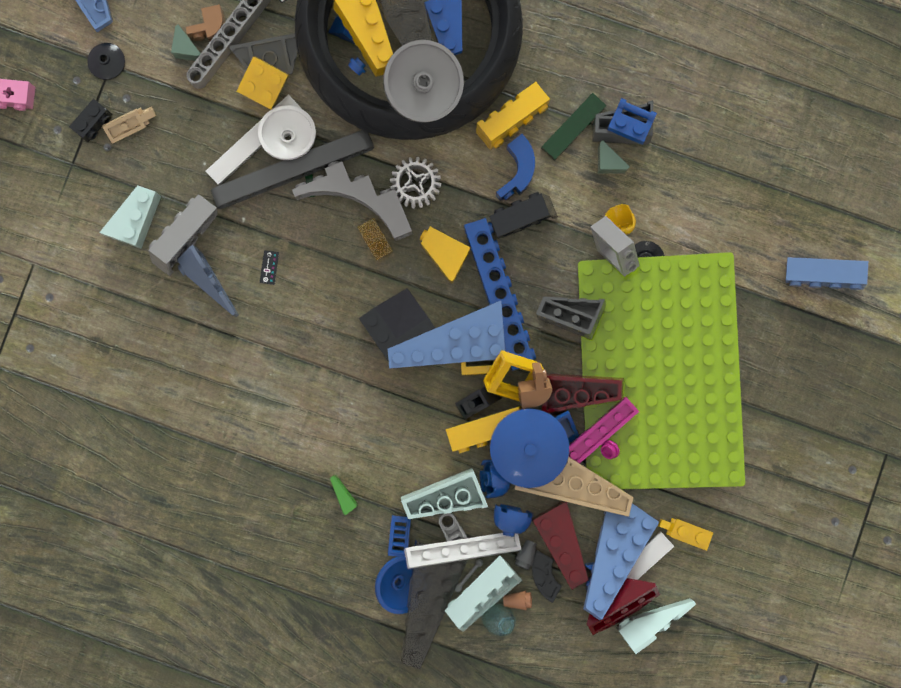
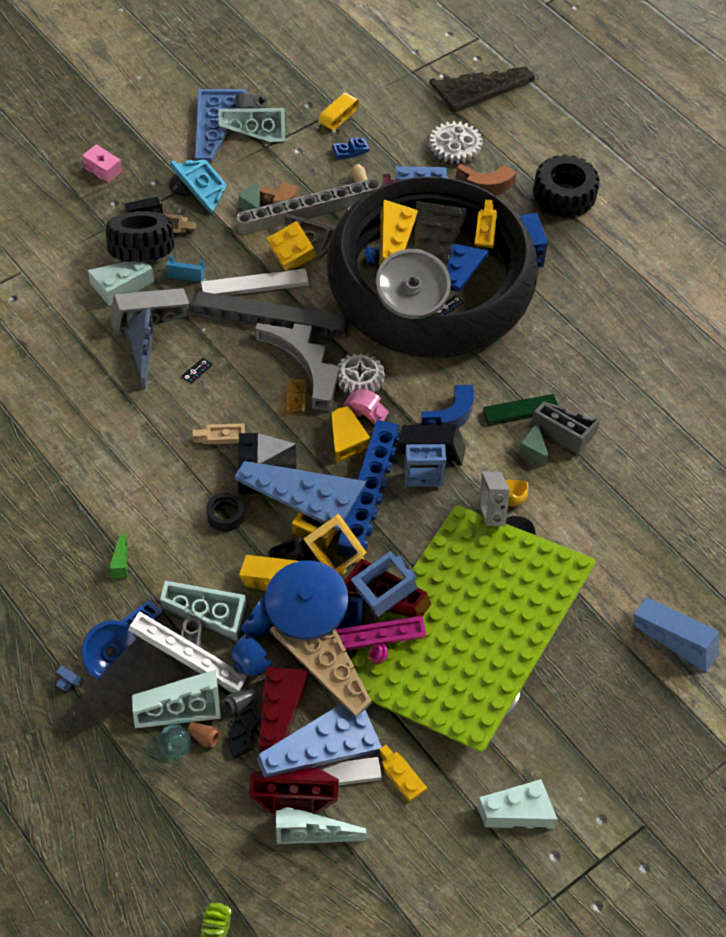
camera: 30 degrees right, 30 degrees down
(106, 153) = (139, 236): none -> black tyre
(123, 55) = (201, 181): none -> medium azure wing
(182, 167) = (185, 271): none -> dark azure hinge
(285, 122) = (283, 285): white dish -> none
(339, 322) = (219, 434): none -> tan hinge
(382, 624) = (68, 678): none -> medium blue tile
(396, 410) = (225, 524): none -> black tyre
(443, 213) = (366, 403): none -> bright pink brick
(512, 116) = (473, 369): yellow wedge -> none
(535, 391) = (347, 560): medium nougat brick -> none
(536, 248) = (424, 455): none -> medium blue window
(573, 315) = (422, 534): dark grey wedge -> none
(578, 413) = (395, 594): none -> medium blue window
(628, 126) = (567, 422): blue plate -> none
(791, 505) = (519, 807): none -> light aqua wedge

